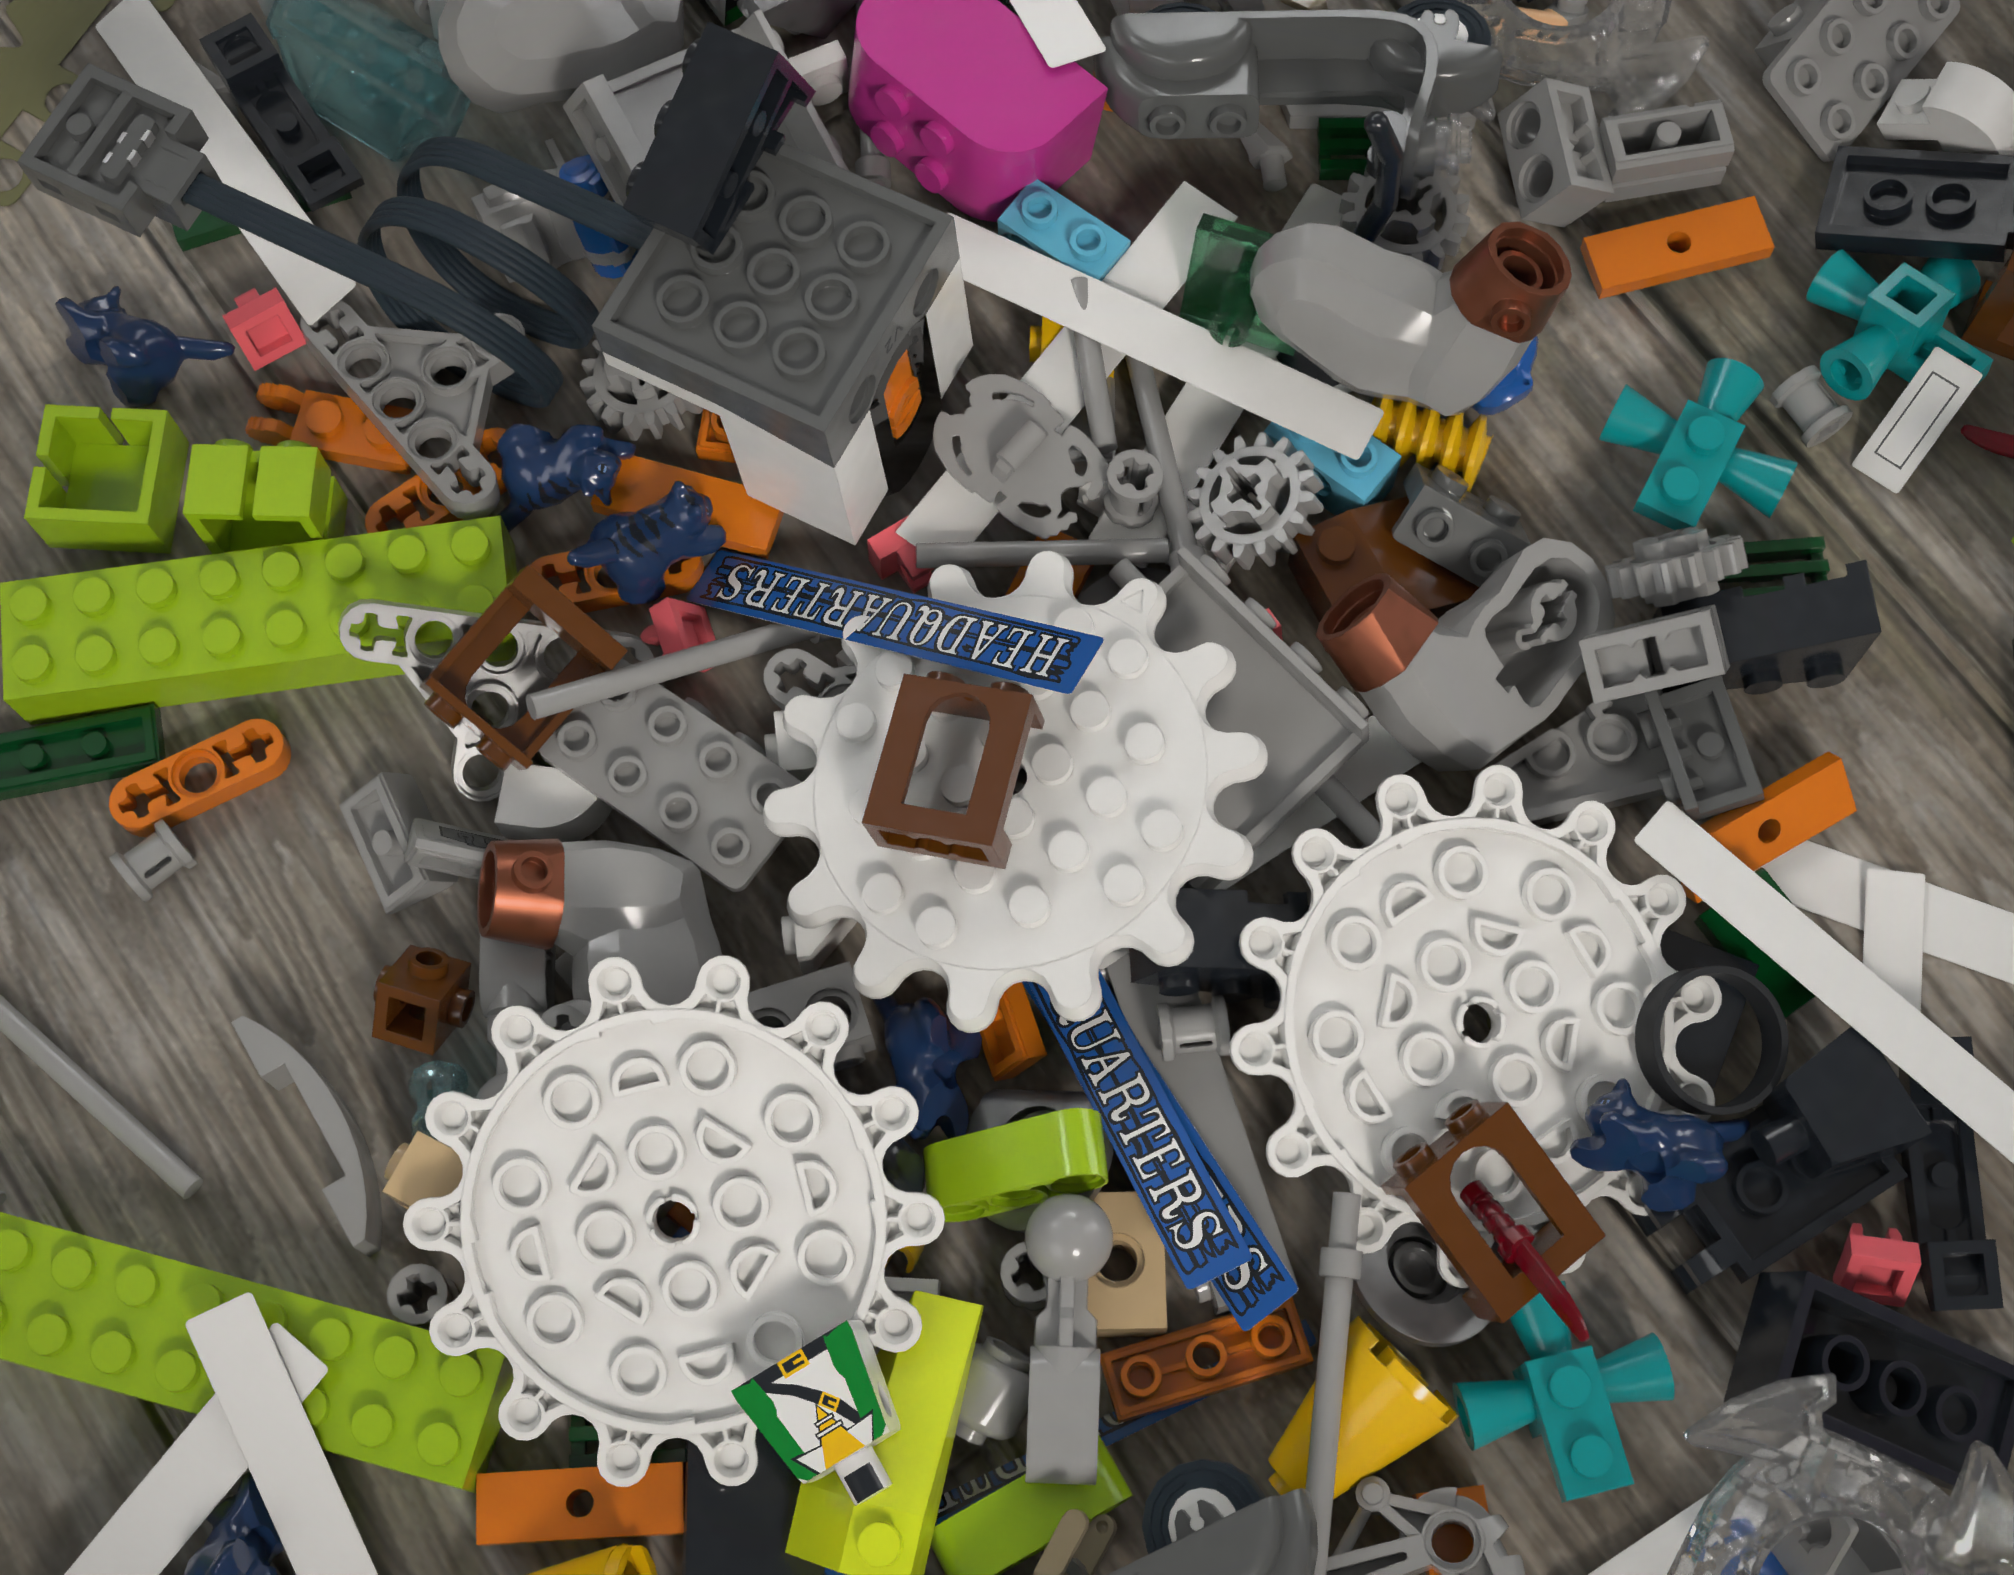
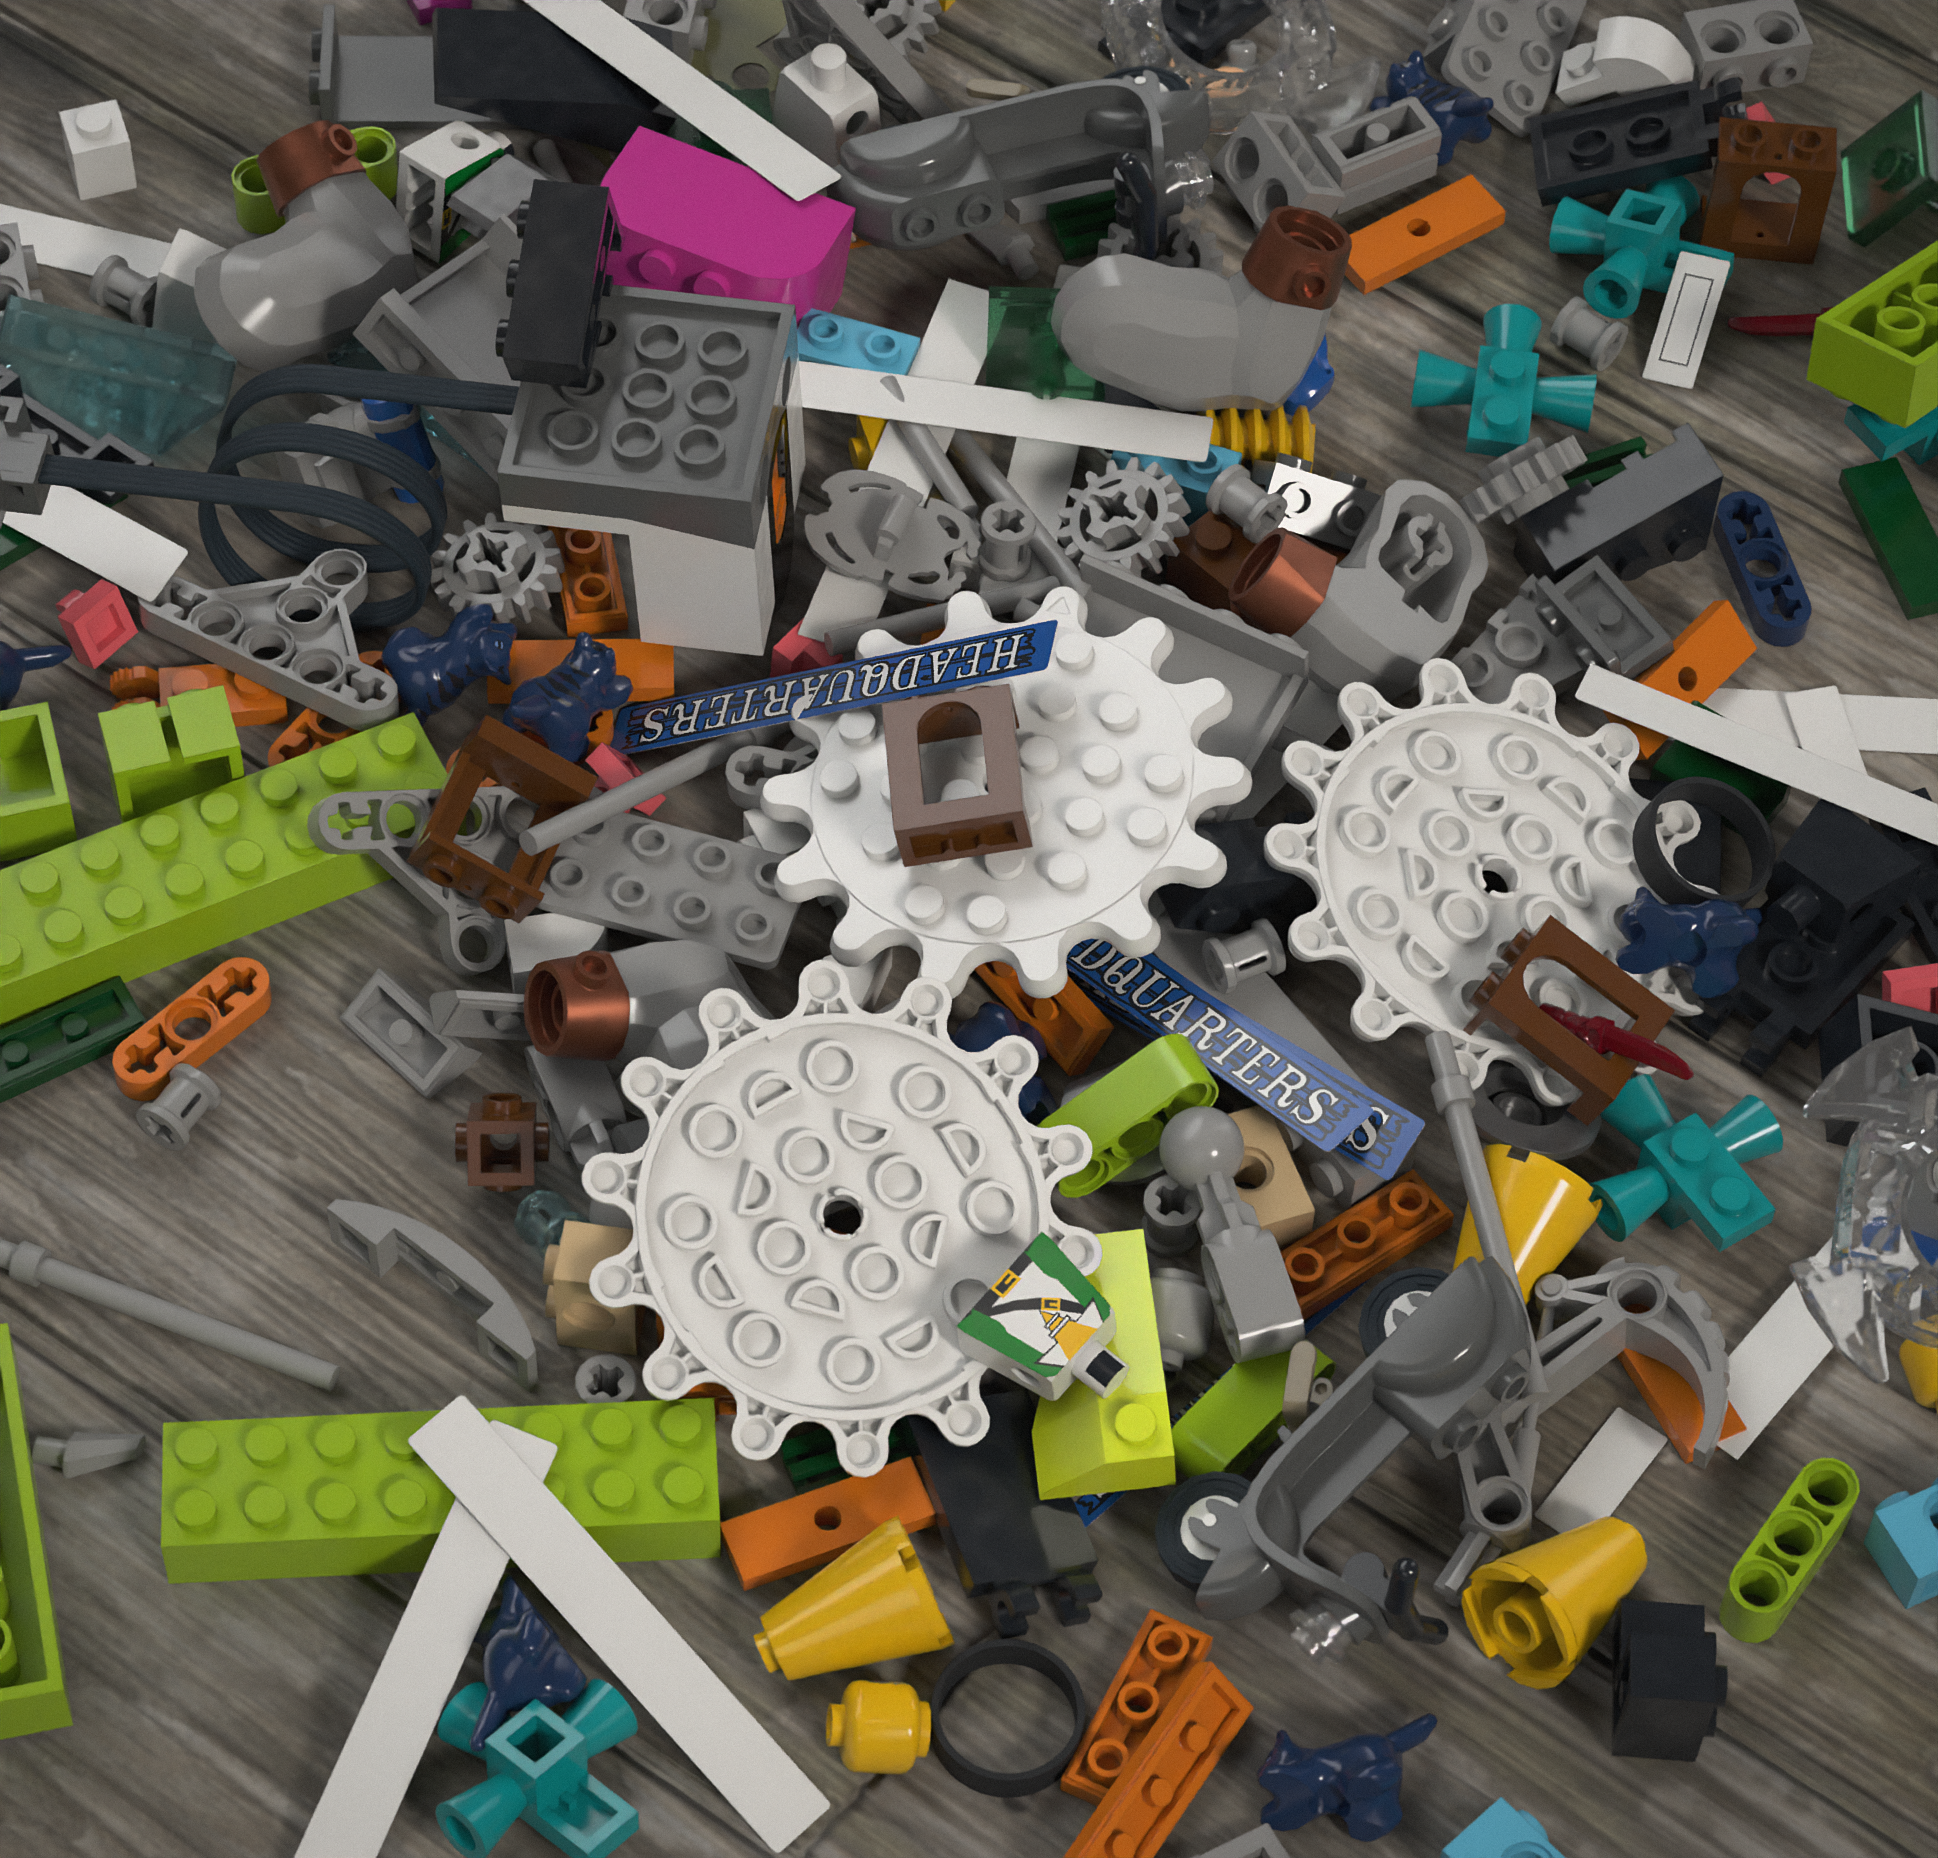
camera: 25 degrees left, 15 degrees down
(1379, 520) = (1246, 503): none -> light grey bush
(1654, 654) = (1534, 545): light grey brick -> none
(1754, 117) = (1453, 108): none -> dark blue animal
(1910, 695) = (1759, 592): none -> dark blue beam

